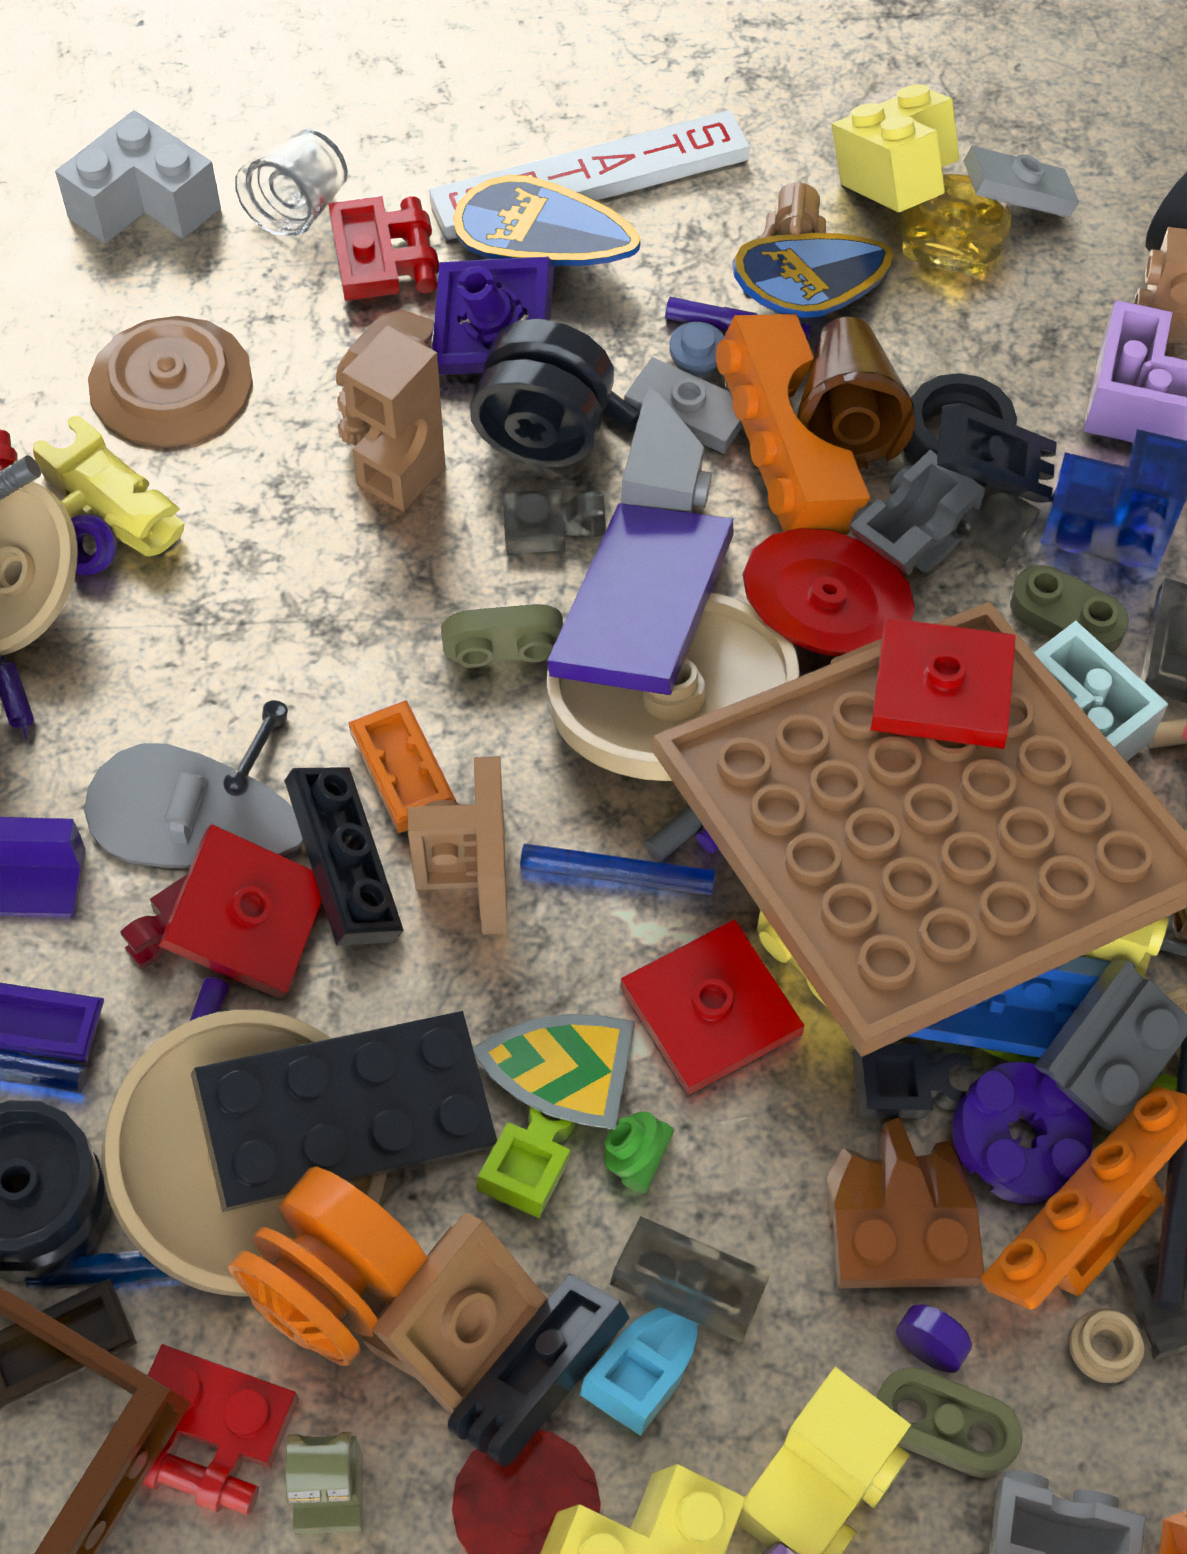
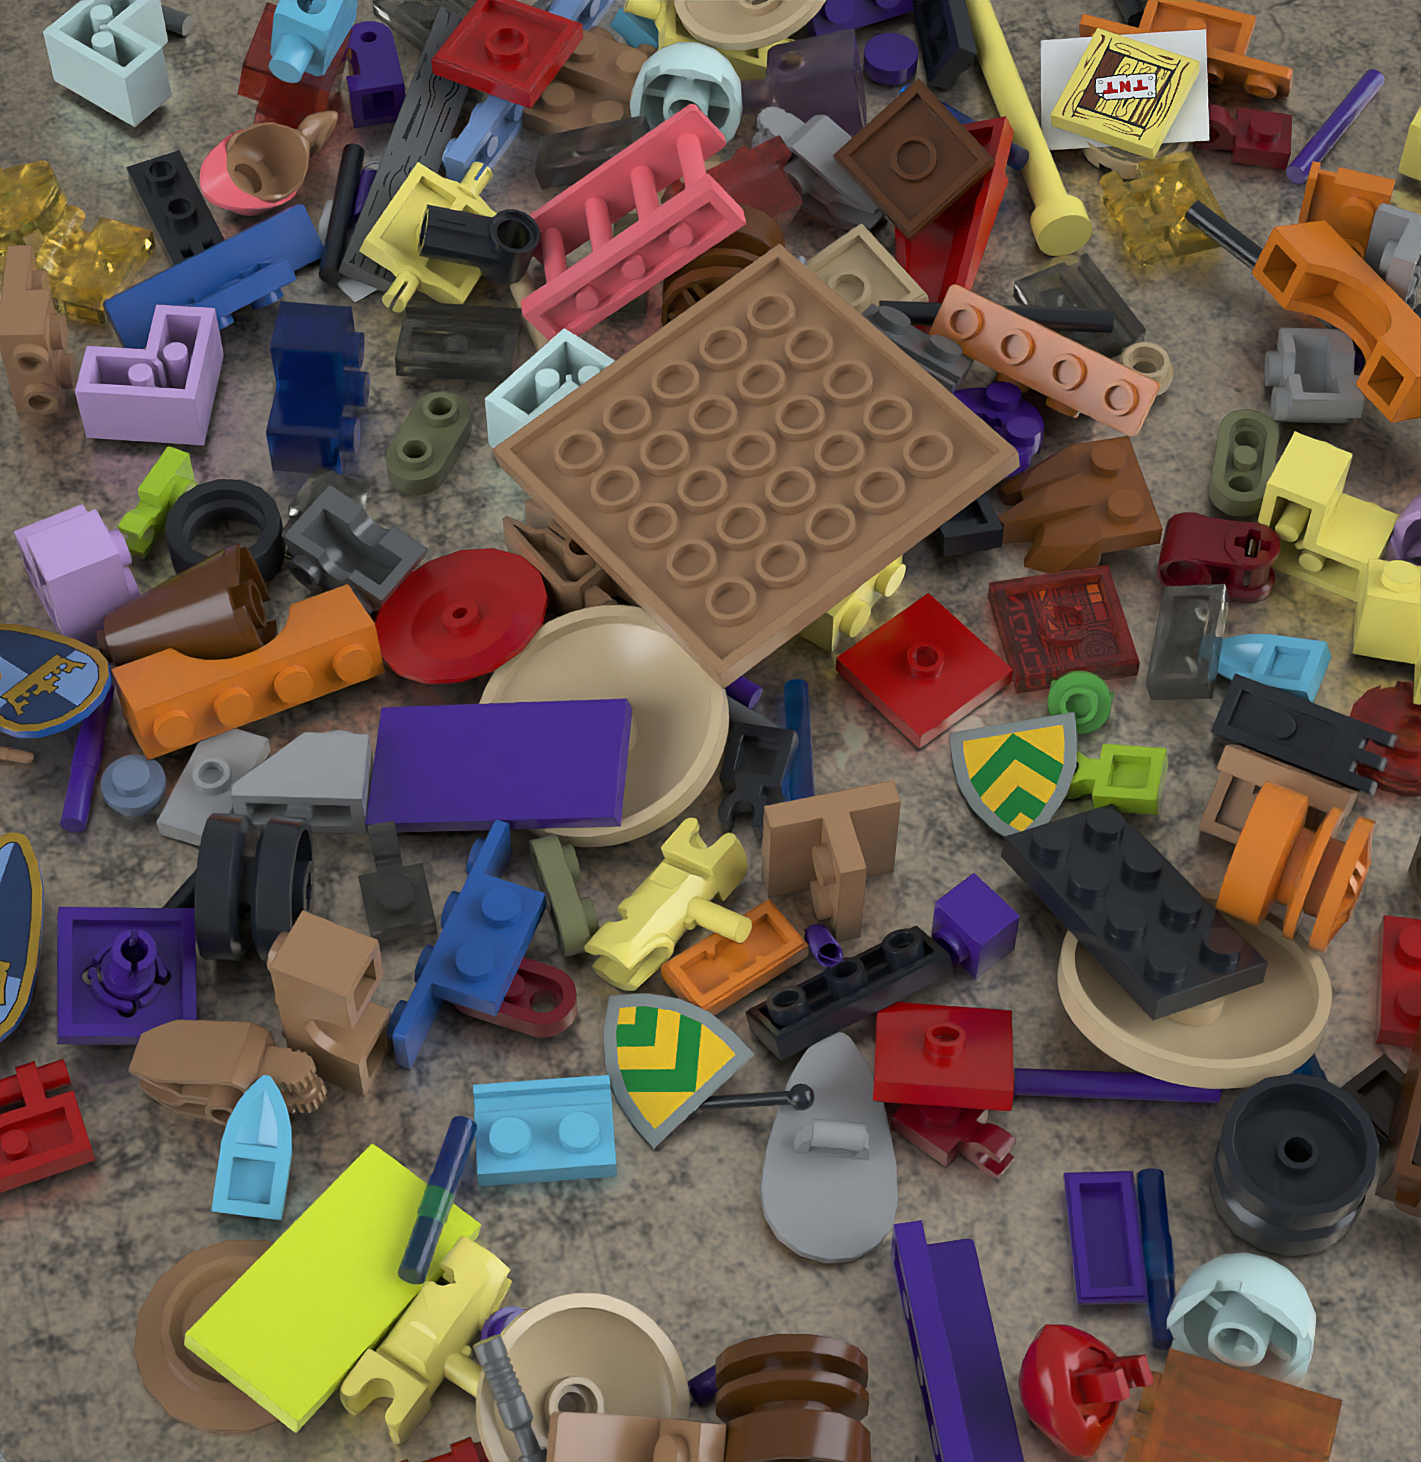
camera: 100 degrees left, 5 degrees down
(172, 425) = (323, 1291): none -> neon yellow tile
(222, 500) = (437, 1200): none -> piece
(279, 600) = (544, 1130): none -> medium azure plate
(293, 383) = (255, 1155): none -> medium azure plate
(317, 695) = (666, 1059): none -> sticker
(381, 973) = (974, 926): none -> dark purple plate
(383, 831) = (827, 954): none -> dark purple piece
(412, 592) = (534, 985): none -> dark red plate
(462, 559) = (478, 949): none -> blue bracket
(467, 716) = (668, 904): none -> light yellow piece
(610, 823) = (755, 767): none -> black plate
(744, 1162) = (1062, 626): none -> clear red tile
(805, 1339) = (1216, 552): none -> dark red piece
(919, 307) = (77, 570): none -> lavender brick
(934, 1338) = (1180, 473): dark purple tile -> none
(944, 683) = (612, 457): red plate -> none
(995, 452) = (290, 480): black hinge -> none
(1019, 380) = (157, 493): none -> lime plate

